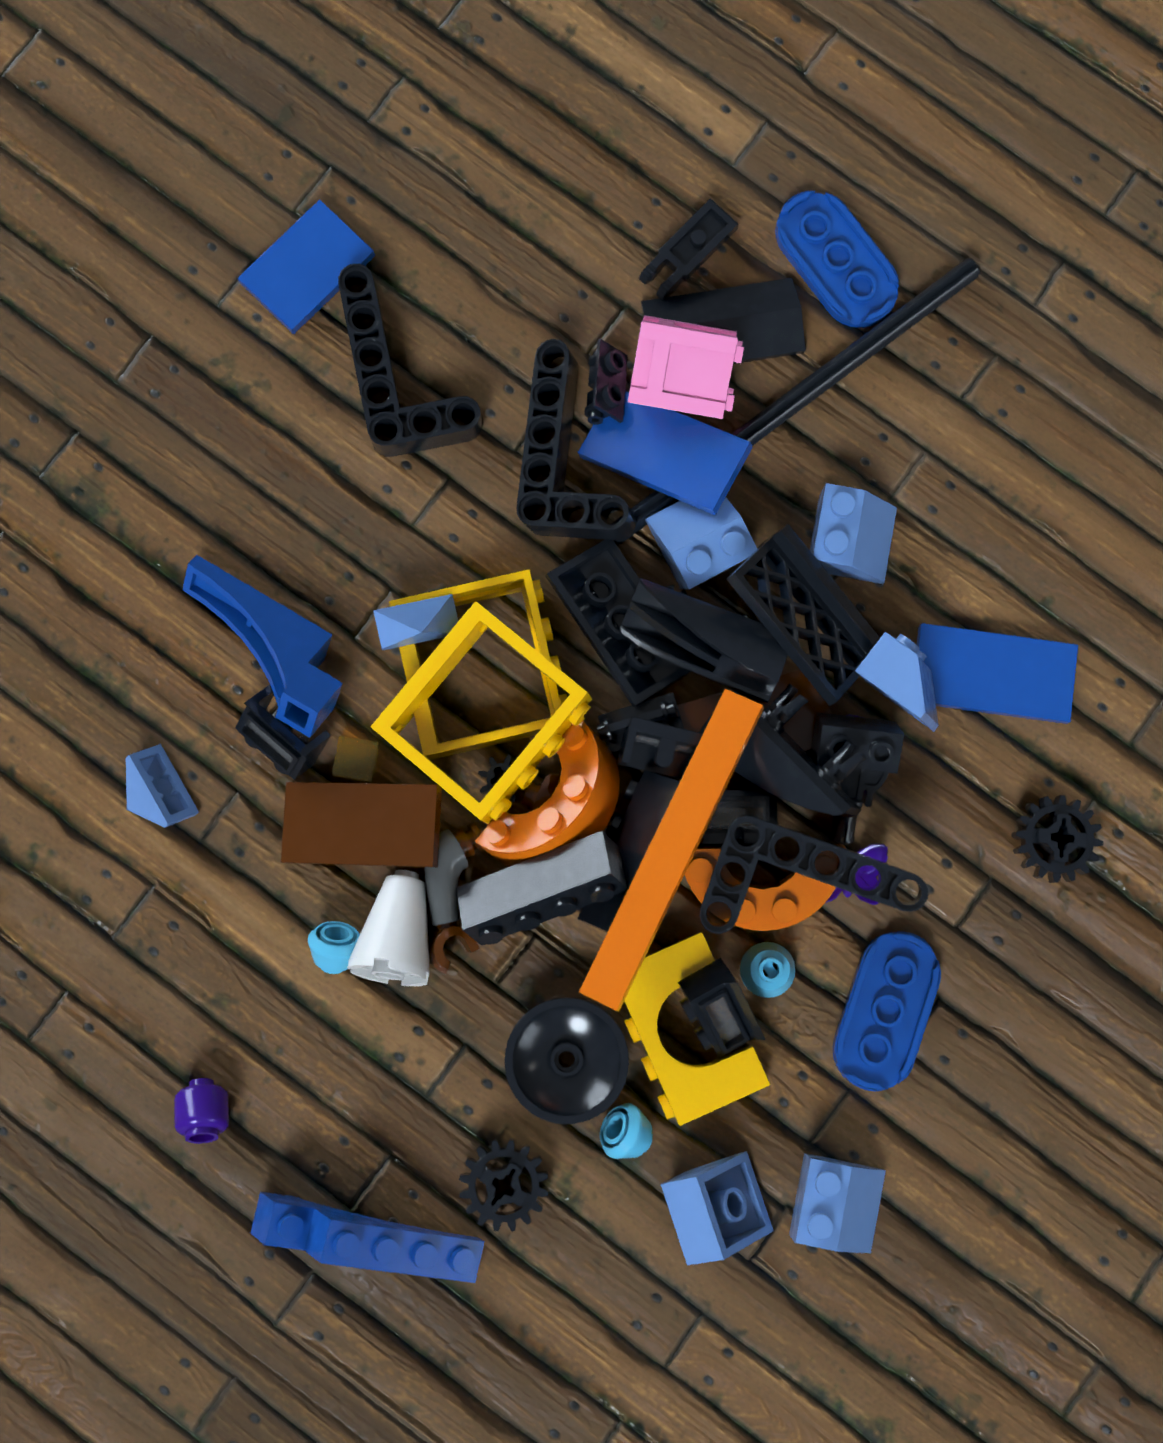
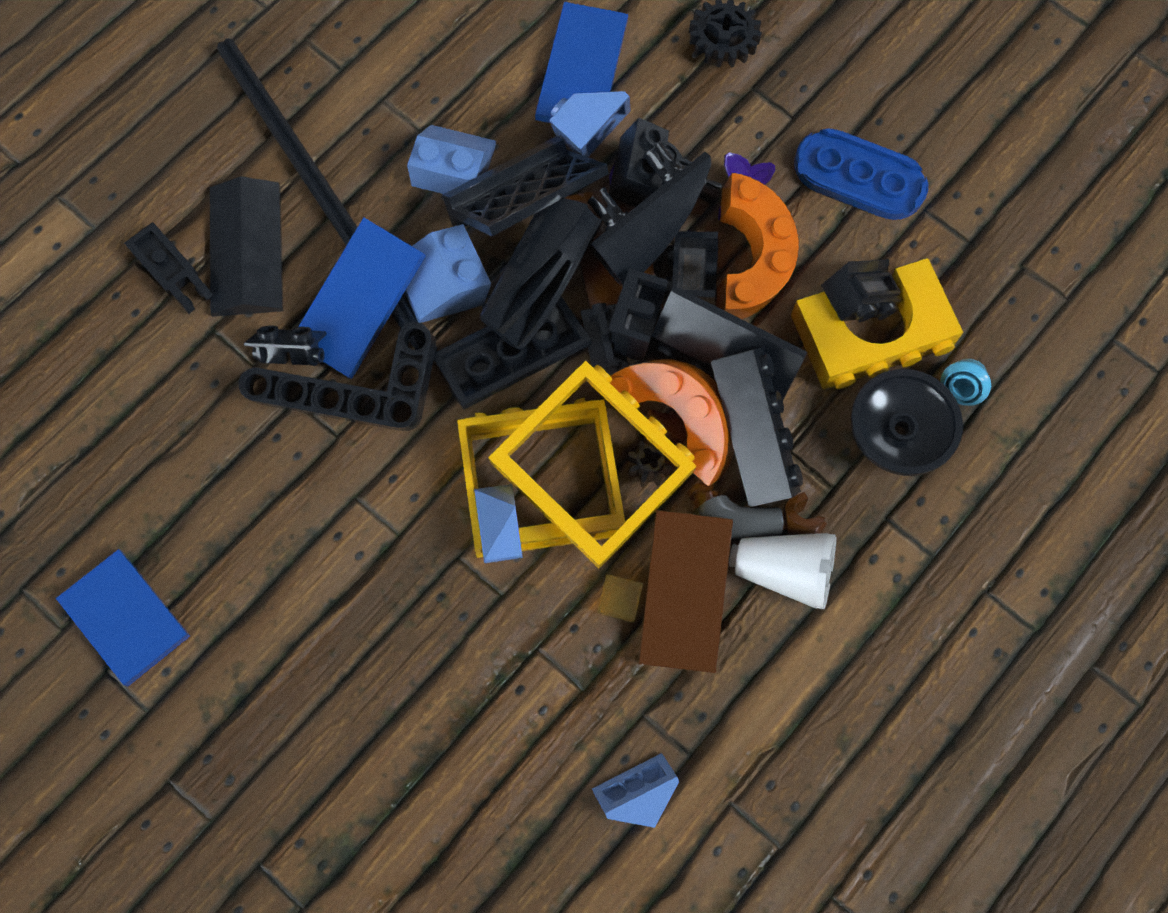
camera: 85 degrees left, 10 degrees down
(201, 1111) = (951, 759): dark purple head -> none
(275, 737) = (597, 665): black window -> none
(279, 639) = (501, 658): blue arch -> none
(332, 945) = (798, 624): medium azure cone -> none
(364, 1241) = (1069, 619): blue arch -> none
(381, 378) = (250, 544): black beam -> none
(520, 1195) = (1029, 488): black gear -> none
(671, 850) = (733, 302): orange tile -> none
(684, 367) = (284, 268): bright pink container -> none
(717, 1209) = (1030, 315): medium blue slope -> none
(761, 958) = (824, 258): medium azure cone -> none
(803, 863) = (745, 198): black beam -> none
(836, 1204) = (1021, 227): medium blue slope -> none
(837, 259) = (198, 150): blue tile -> none

